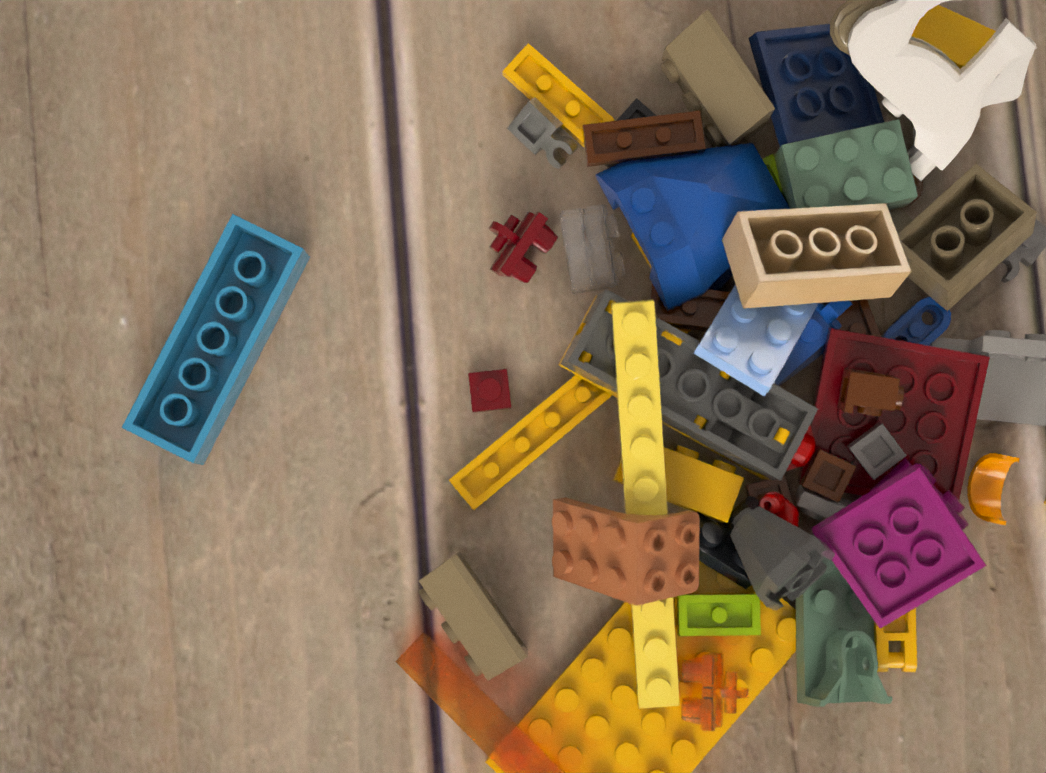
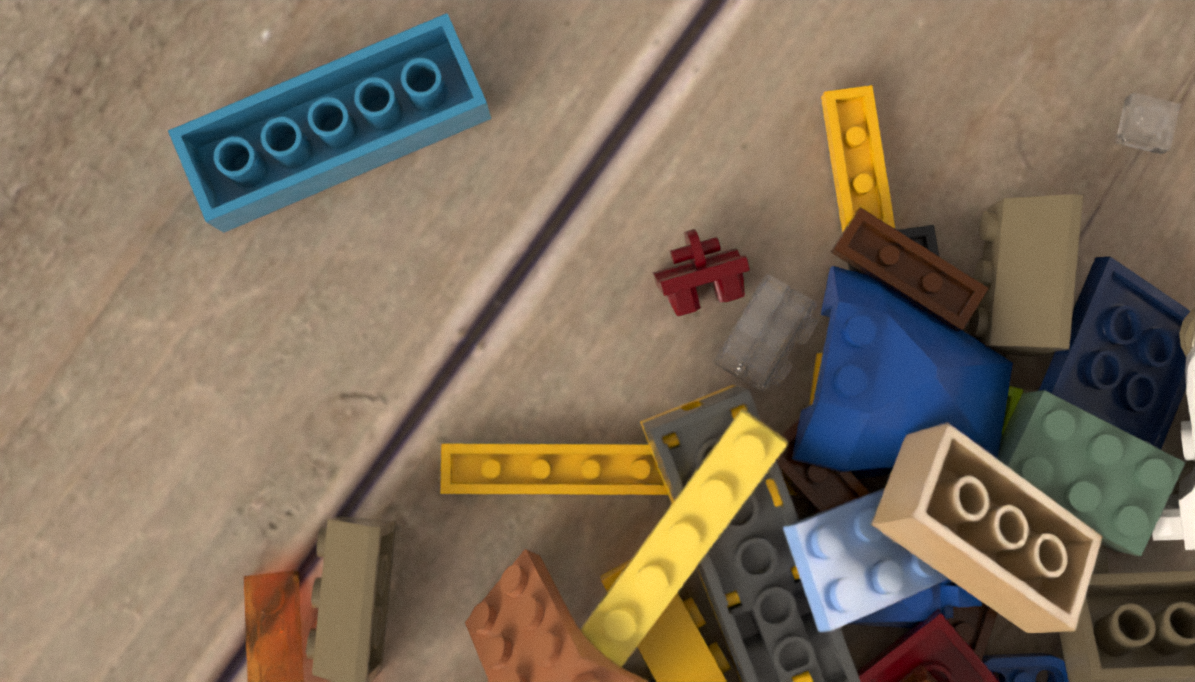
camera: 30 degrees right, 0 degrees up
(489, 390) = (554, 389): dark red plate -> none
(538, 129) = (810, 177): flat silver plate -> none

